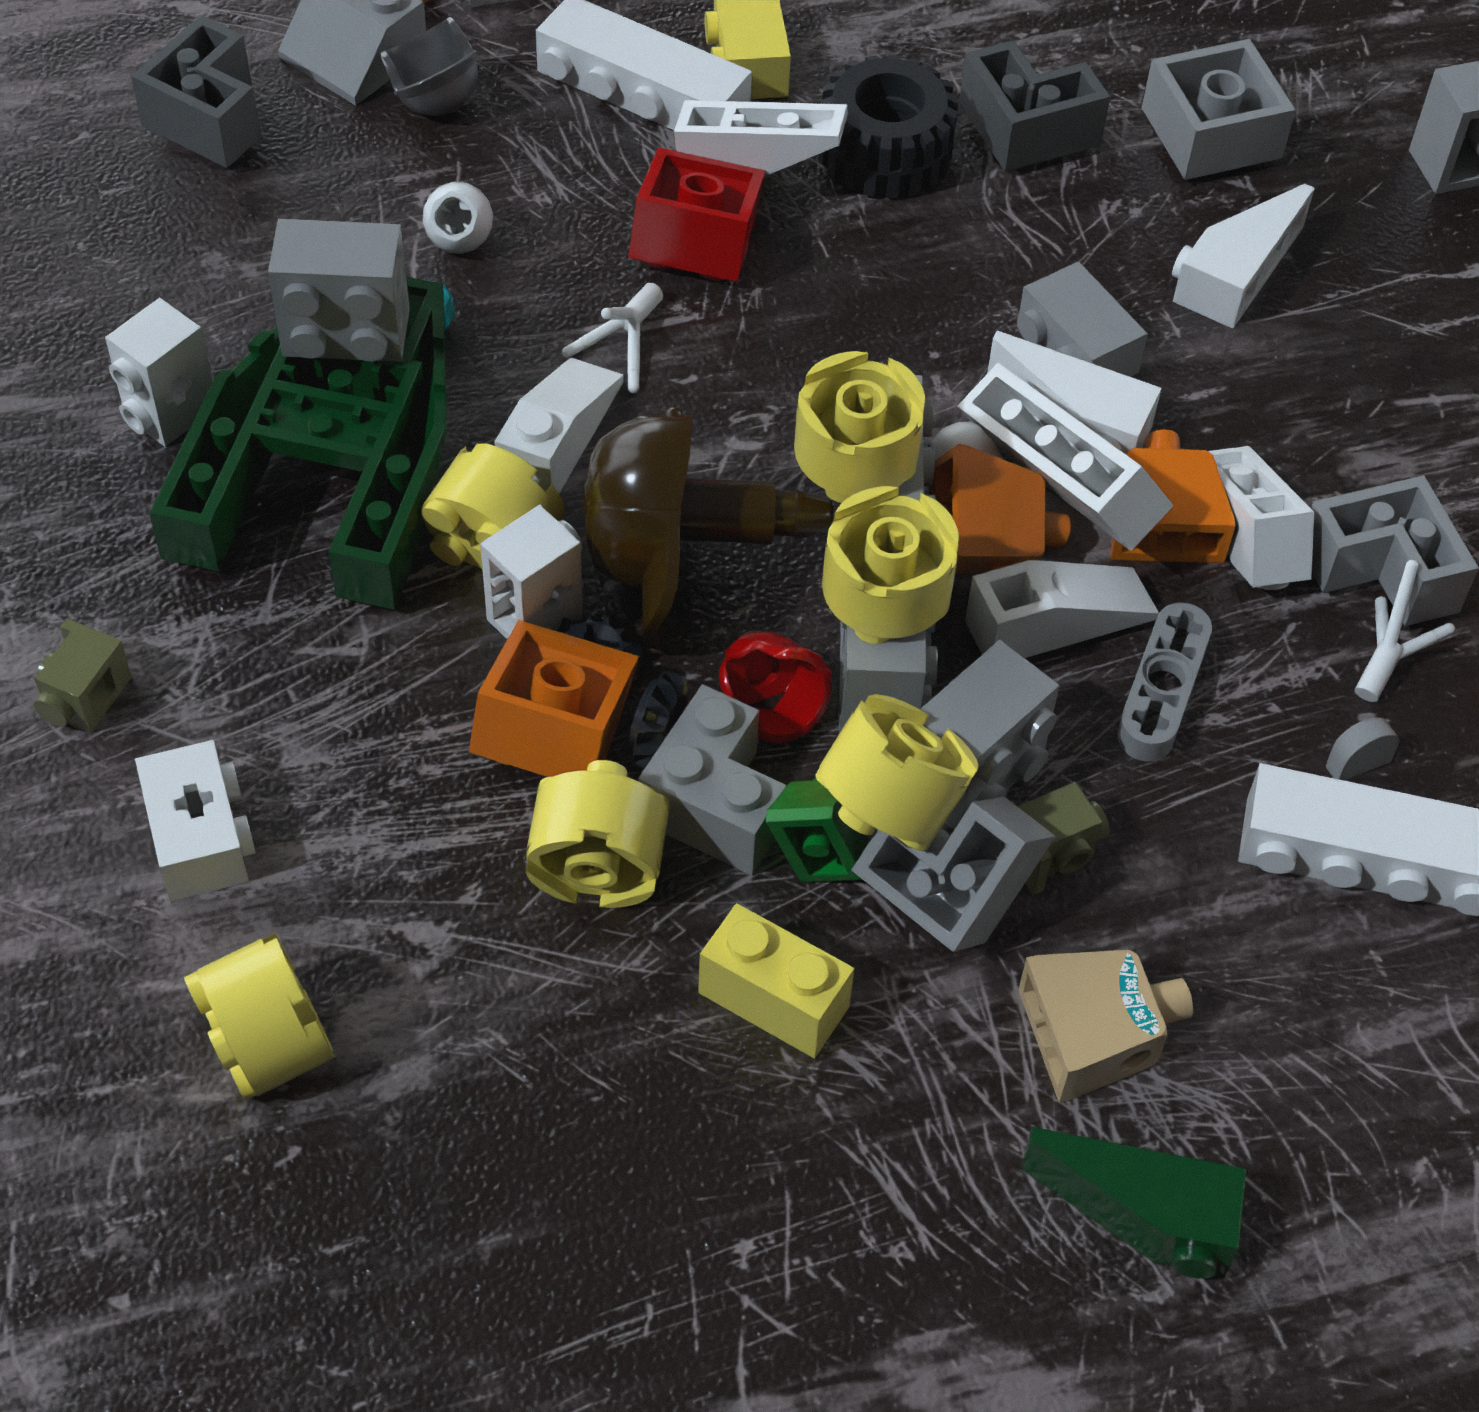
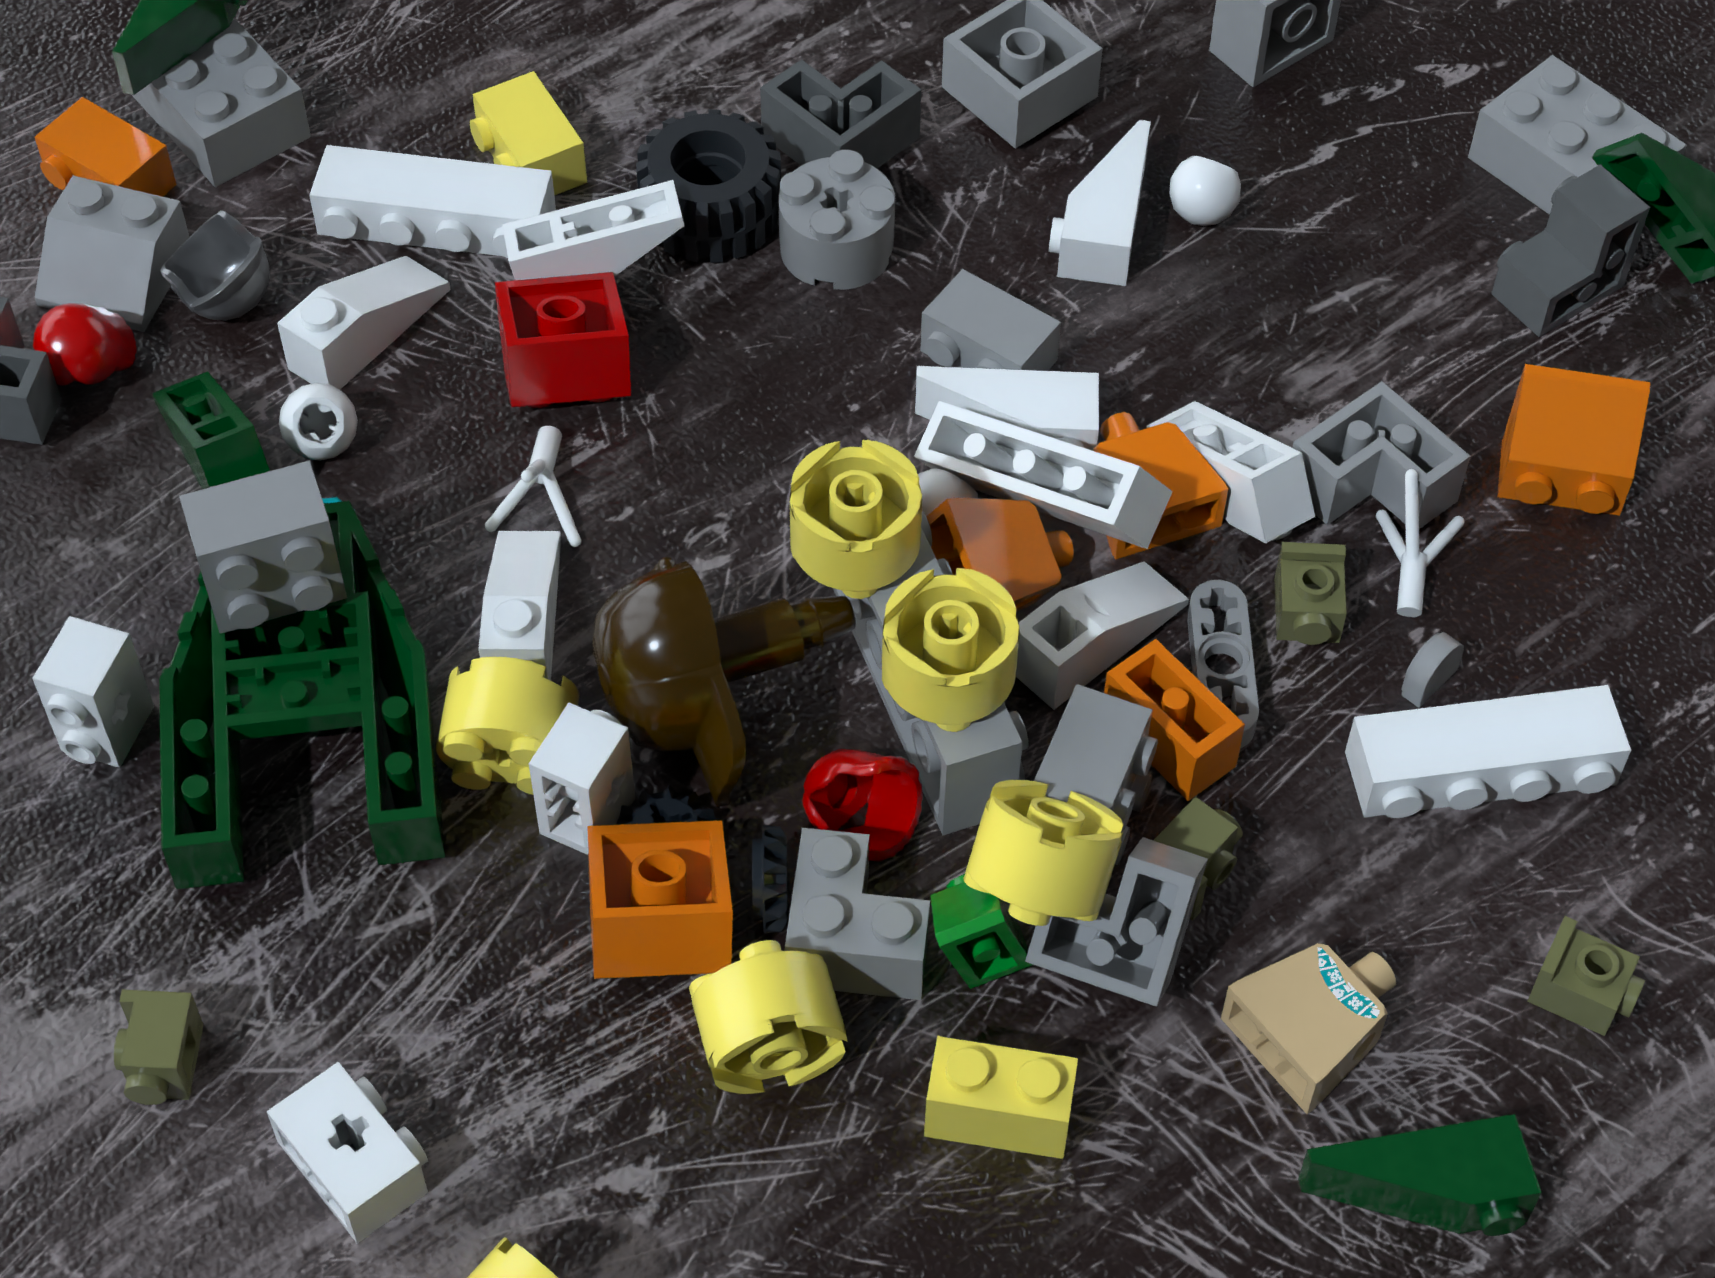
camera: 20 degrees left, 0 degrees up
(295, 94) = (84, 343): none -> red hair
(364, 188) = (211, 431): none -> dark green slope
(532, 144) = (355, 319): none -> white slope
(987, 189) = (836, 221): none -> light grey brick
(1096, 716) = (1193, 728): none -> orange brick
(1276, 644) = (1310, 592): none -> olive brick
(1340, 265) = (1204, 191): none -> white piece
(1380, 1077) = (1586, 979): none -> olive brick

